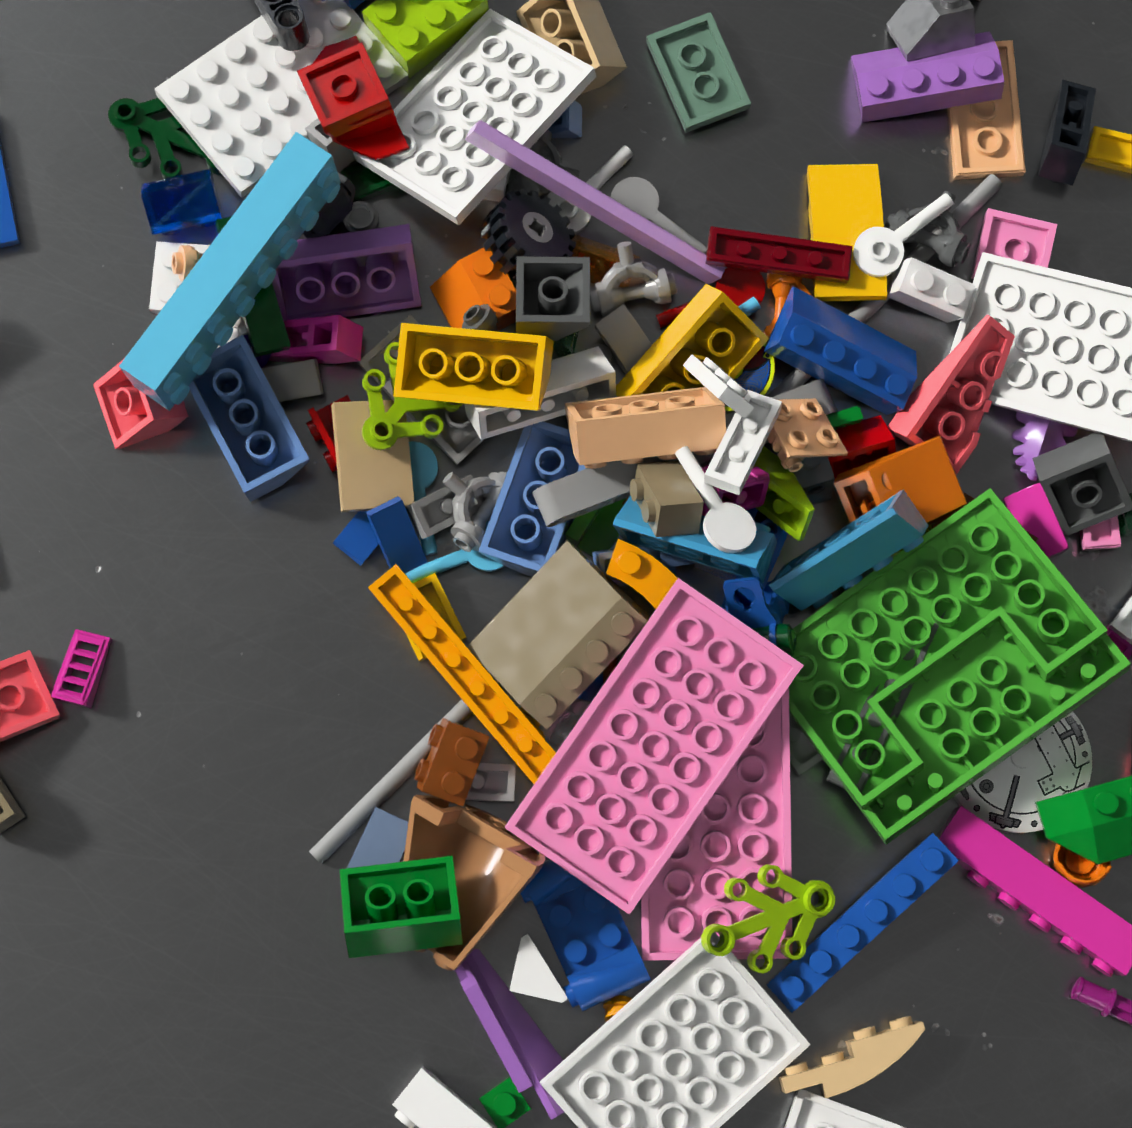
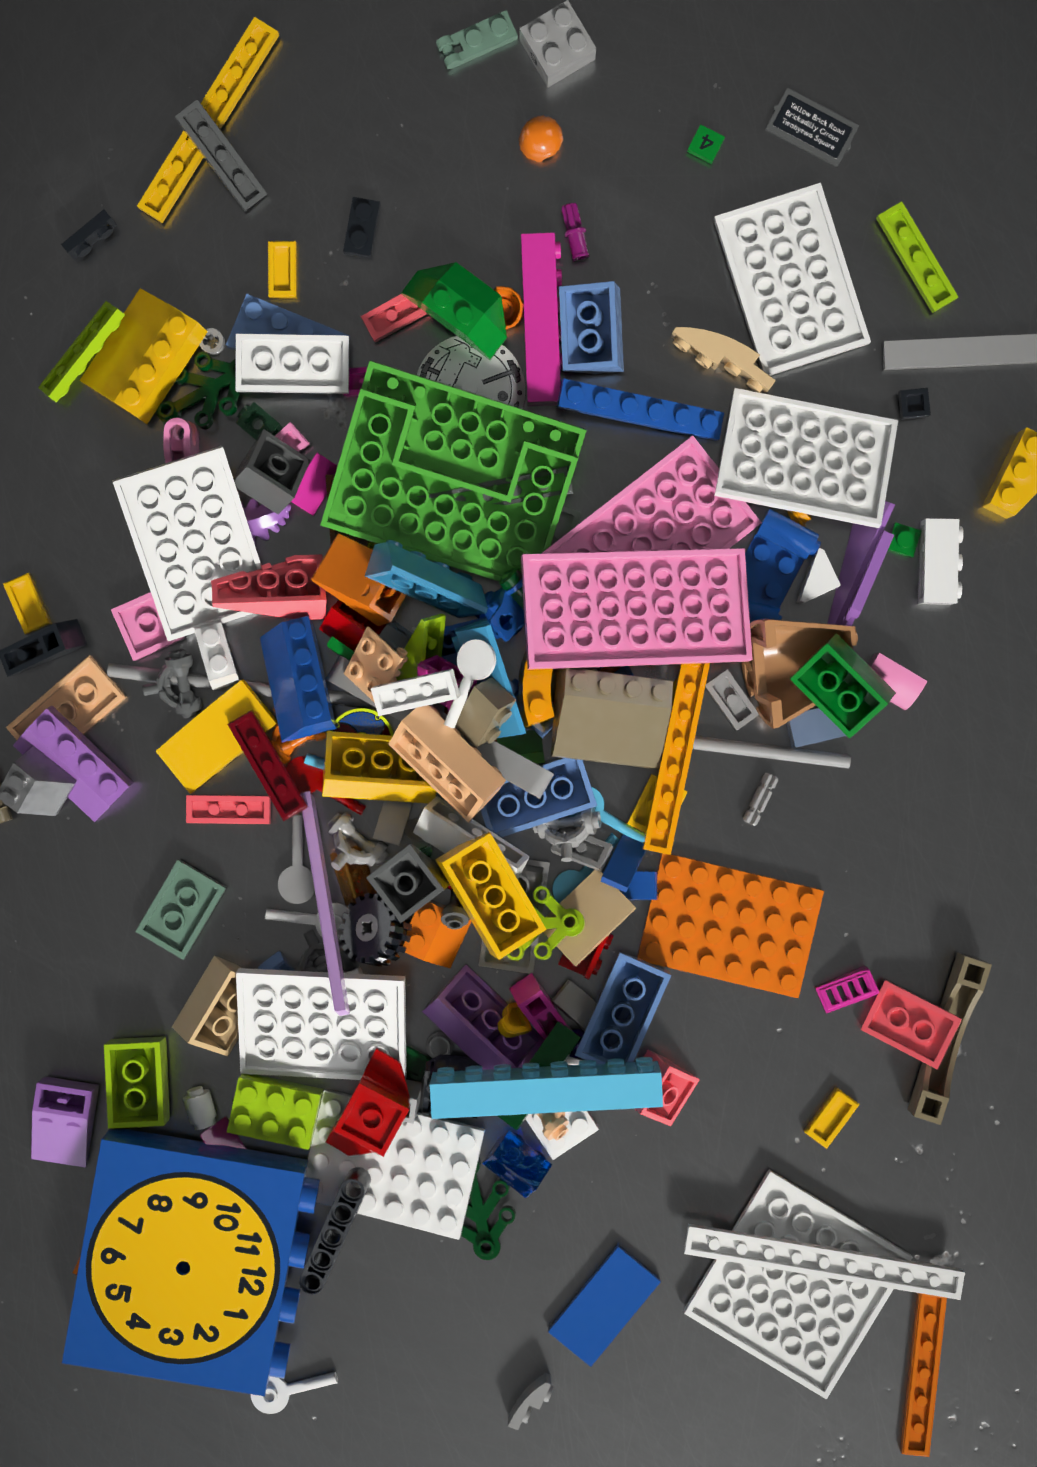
camera: 130 degrees left, 10 degrees up
(245, 601) = (730, 925): none -> orange plate
(324, 302) = (513, 1022): none -> yellow tile
(350, 732) = (760, 799): none -> light grey axle
(356, 976) = (901, 680): none -> bright pink brick
(451, 761) = (734, 724): dark orange bracket -> none
(720, 384) = (388, 735): white plate -> none
(764, 188) = (228, 809): none -> coral plate
(773, 918) = (680, 463): lime plant -> none
(881, 250) = (215, 705): white piece -> none
(990, 937) = (591, 328): none -> medium blue slope

